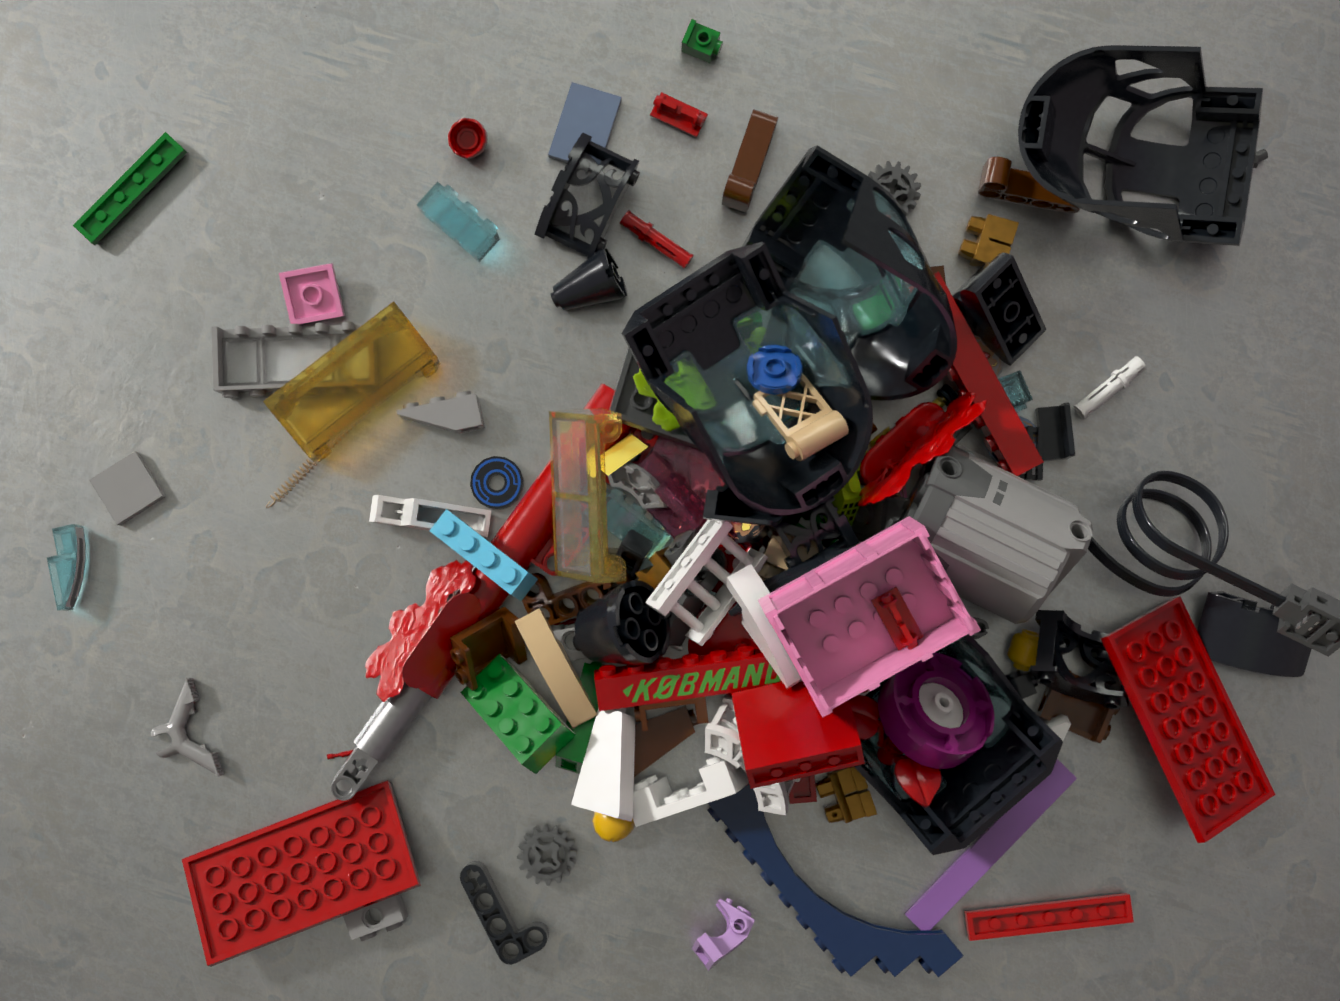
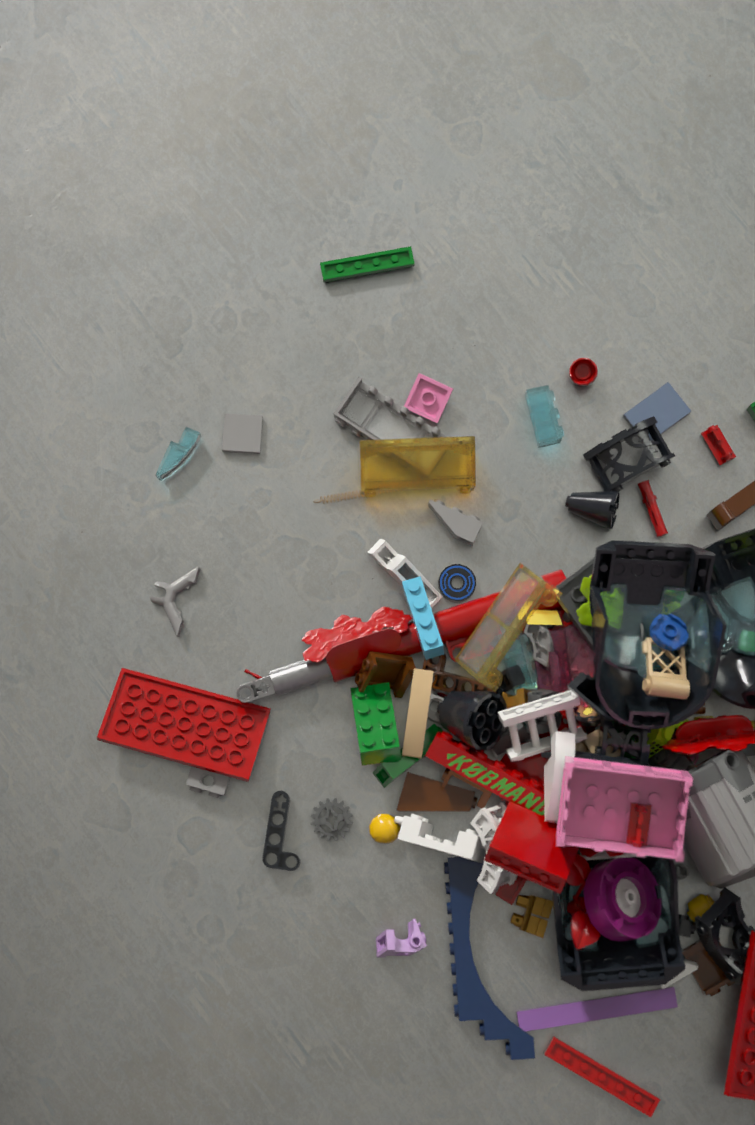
camera: 35 degrees right, 5 degrees down
(608, 766) = (406, 792): white slope -> none

